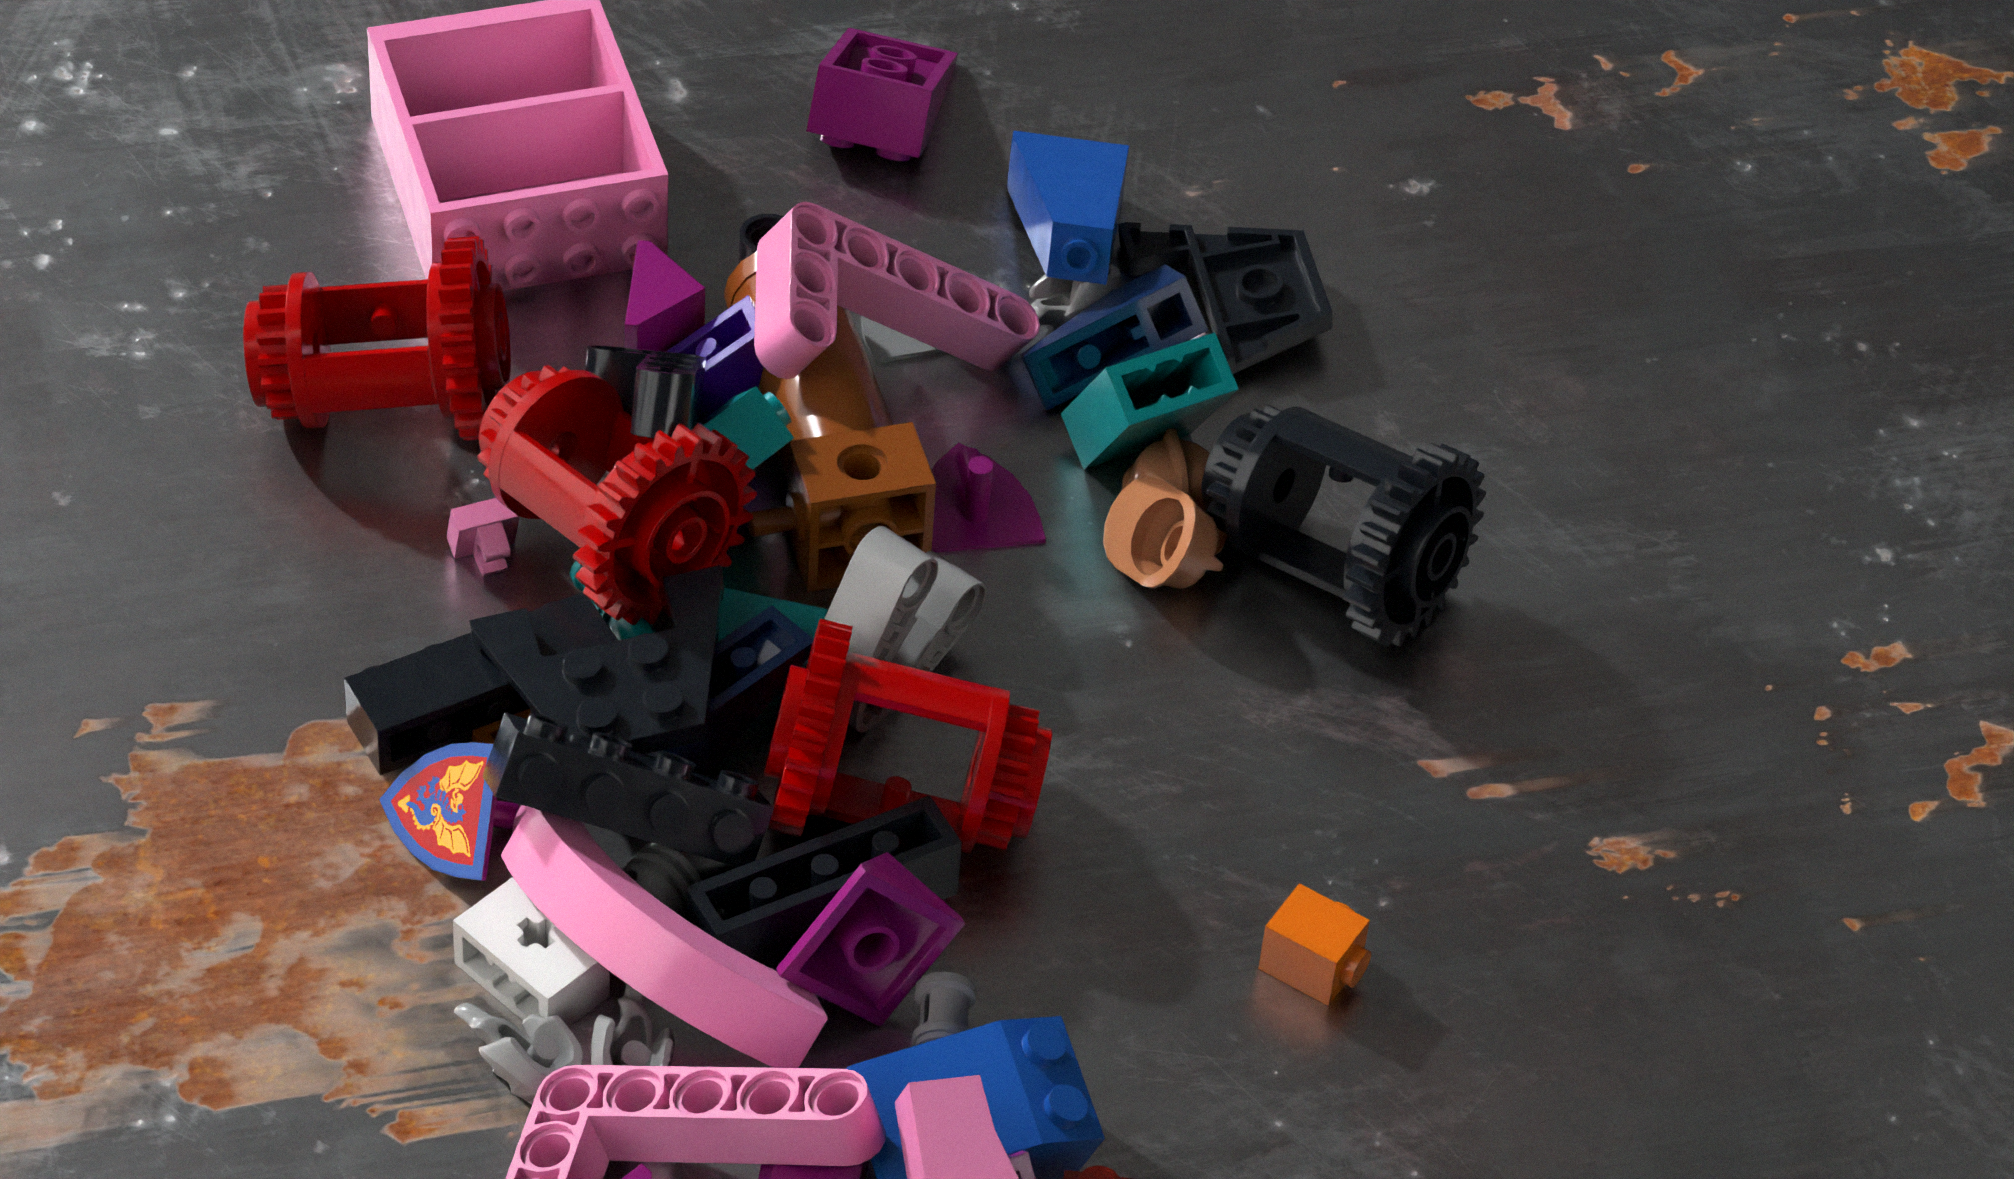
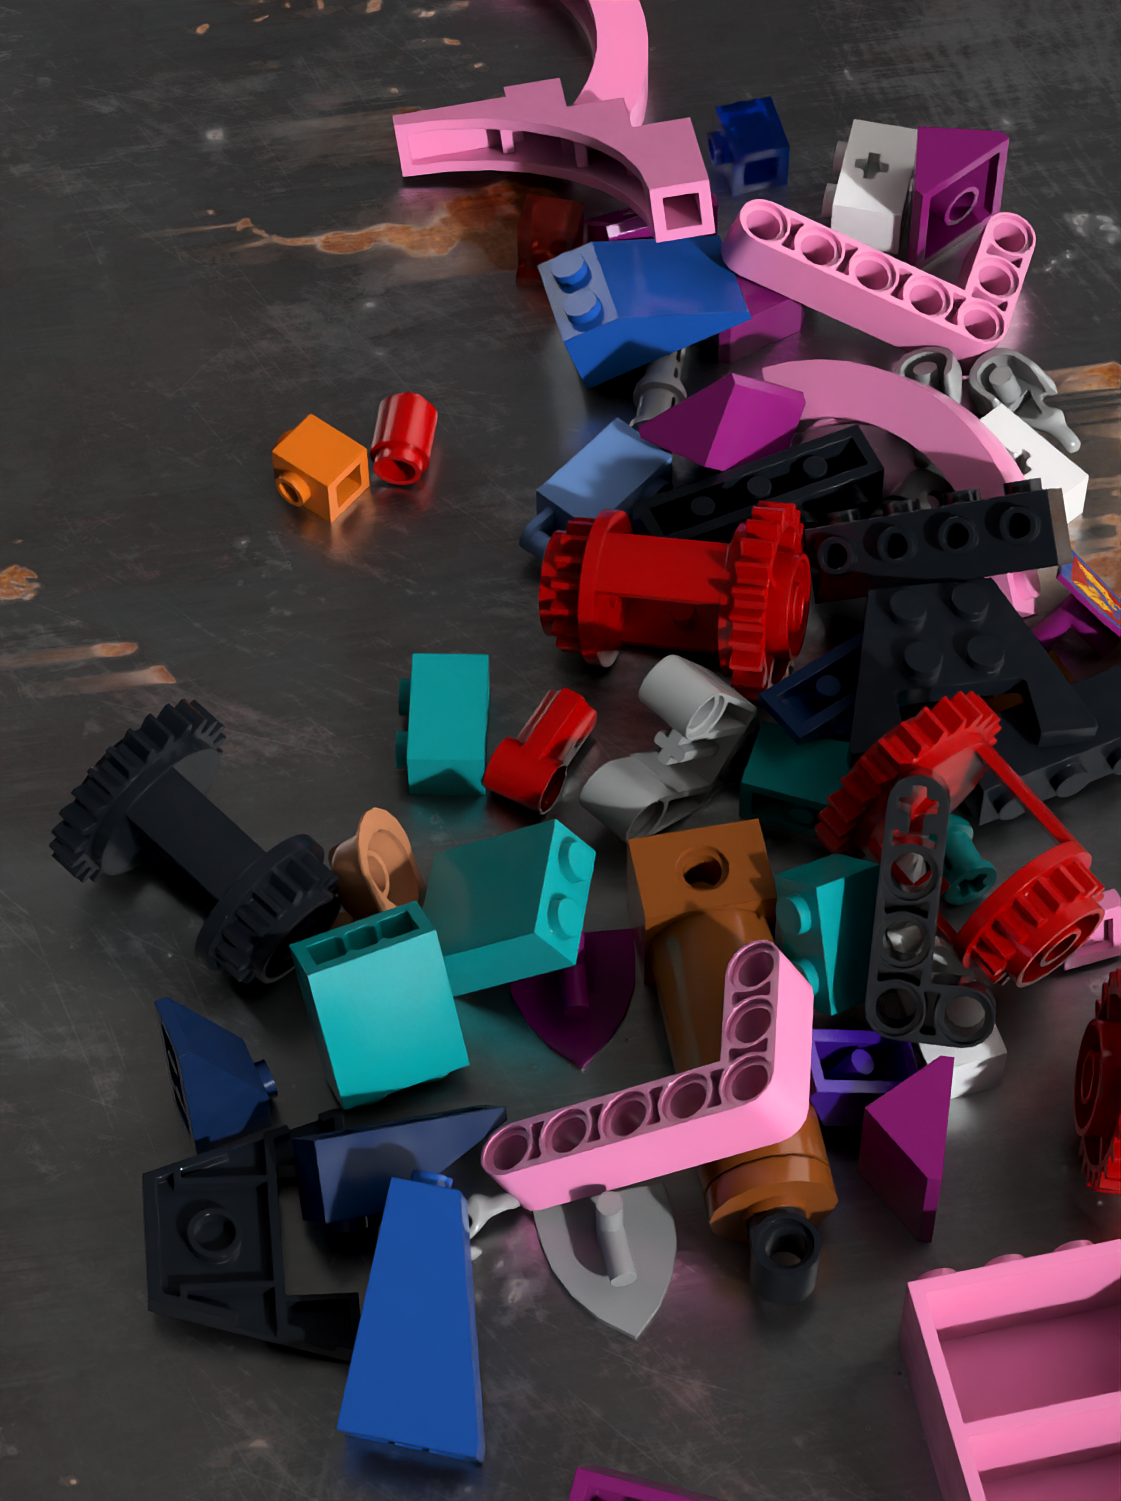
camera: 170 degrees left, 10 degrees up
(1010, 918) = (603, 475): none -> medium blue brick
(1037, 661) = (536, 762): none -> red piece
(1046, 489) = (510, 905): none -> teal brick
(1130, 691) = (446, 724): none -> teal brick
(1228, 983) = (403, 438): none -> red brick
(1293, 341) = (213, 1078): none -> dark blue slope

